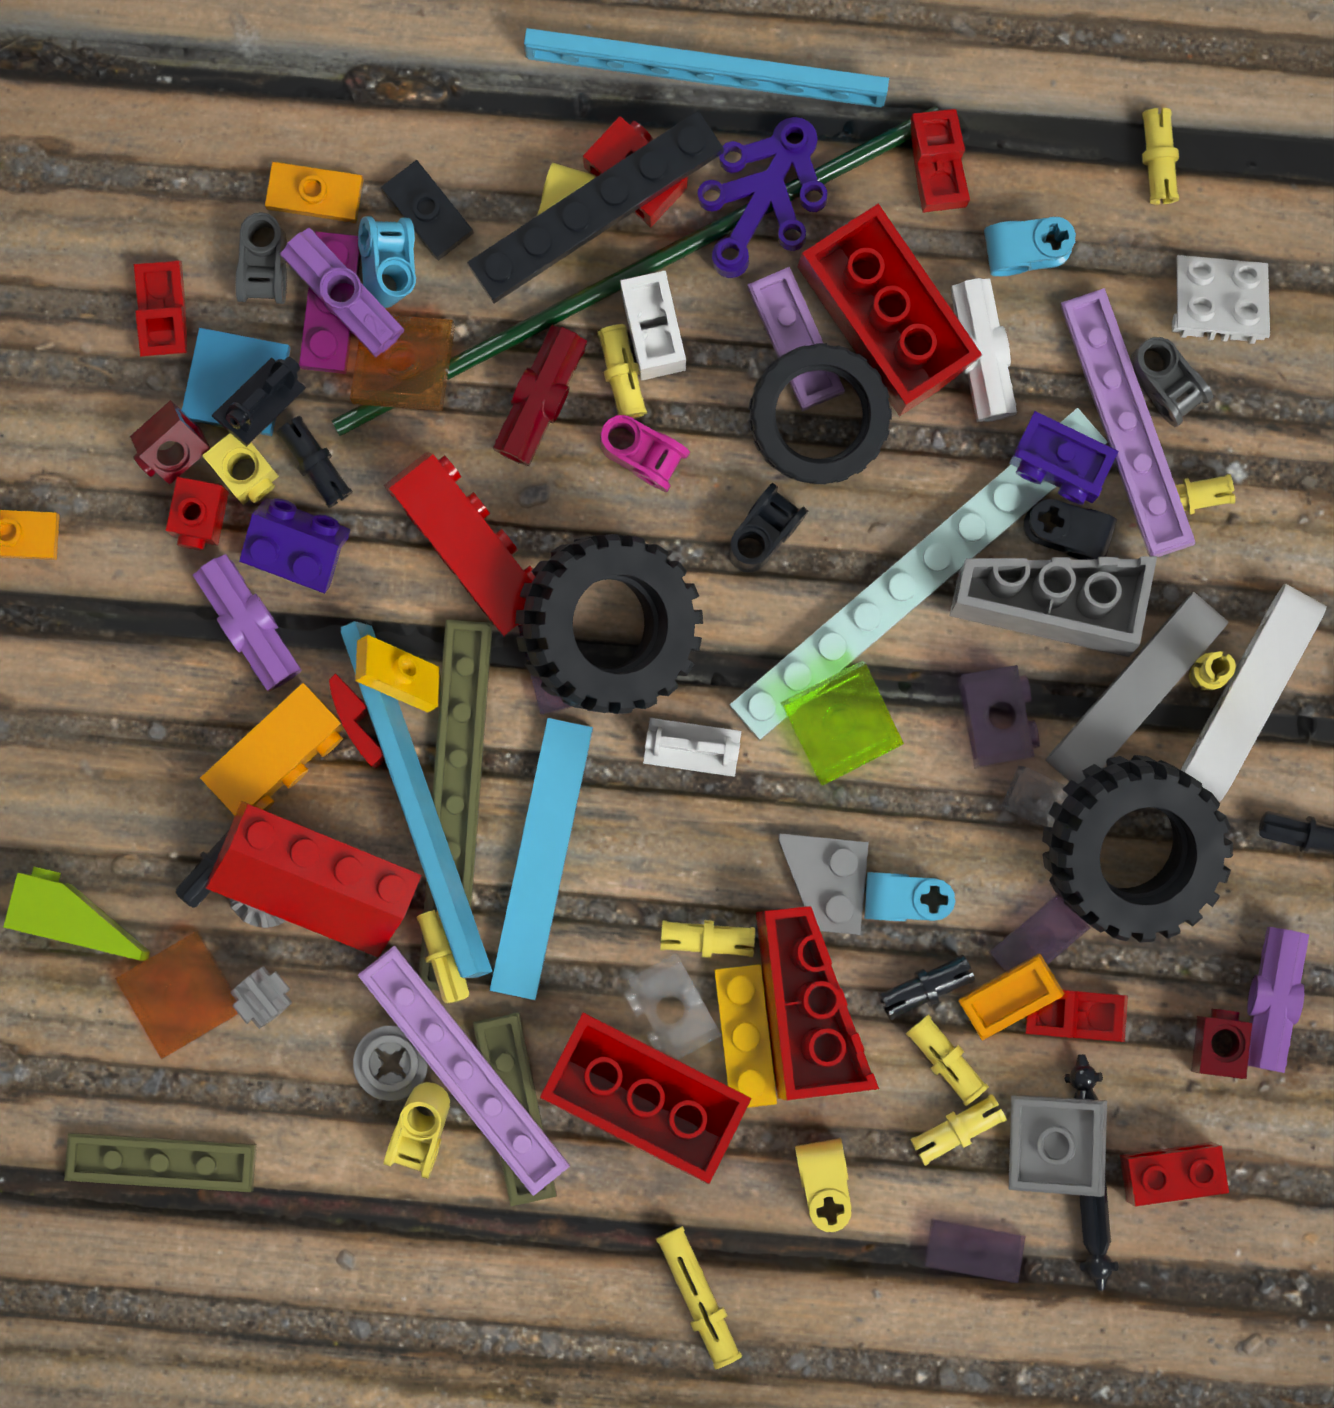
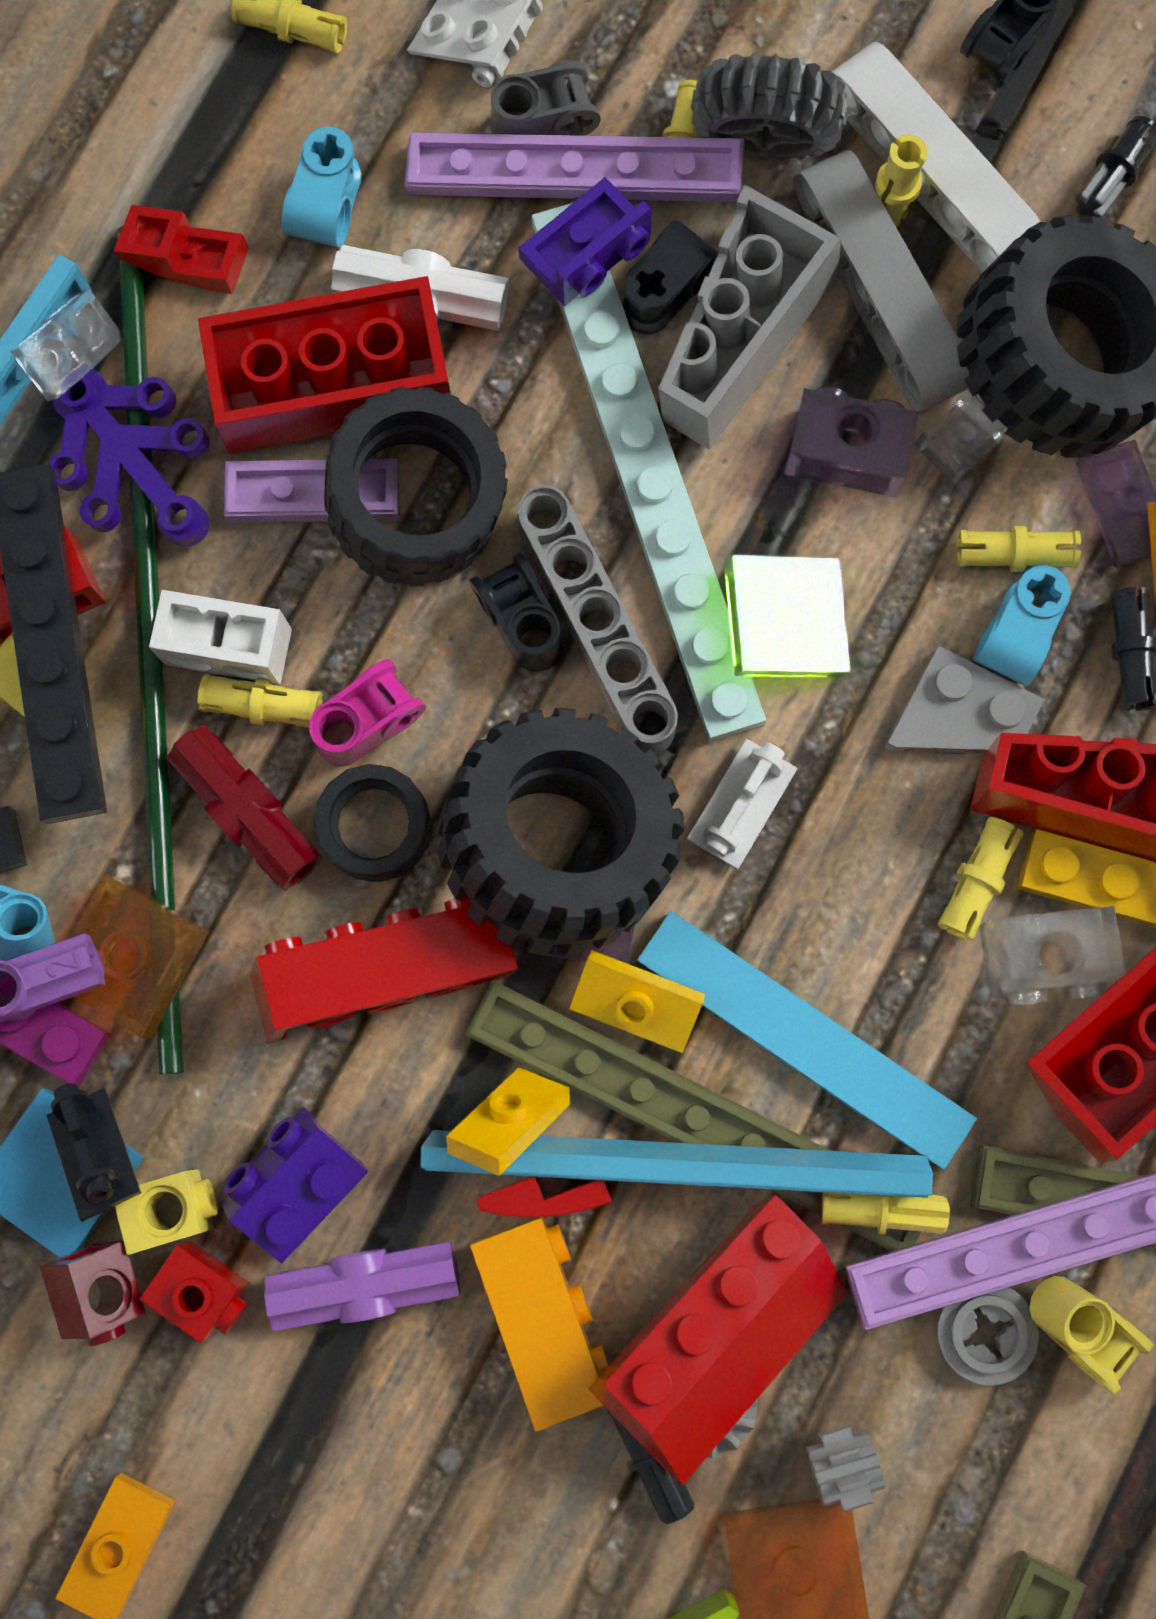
camera: 65 degrees left, 5 degrees down
(314, 461) = (199, 1116): black pin -> none
(518, 729) = (637, 1001): none -> yellow plate
(567, 456) = (348, 785): none -> black tyre
(792, 566) = (589, 593): none -> light grey beam
(824, 118) = (68, 345): none -> clear slope
(967, 872) = (1018, 548): none -> light yellow pin
(1224, 550) = (771, 104): none -> dark grey gear

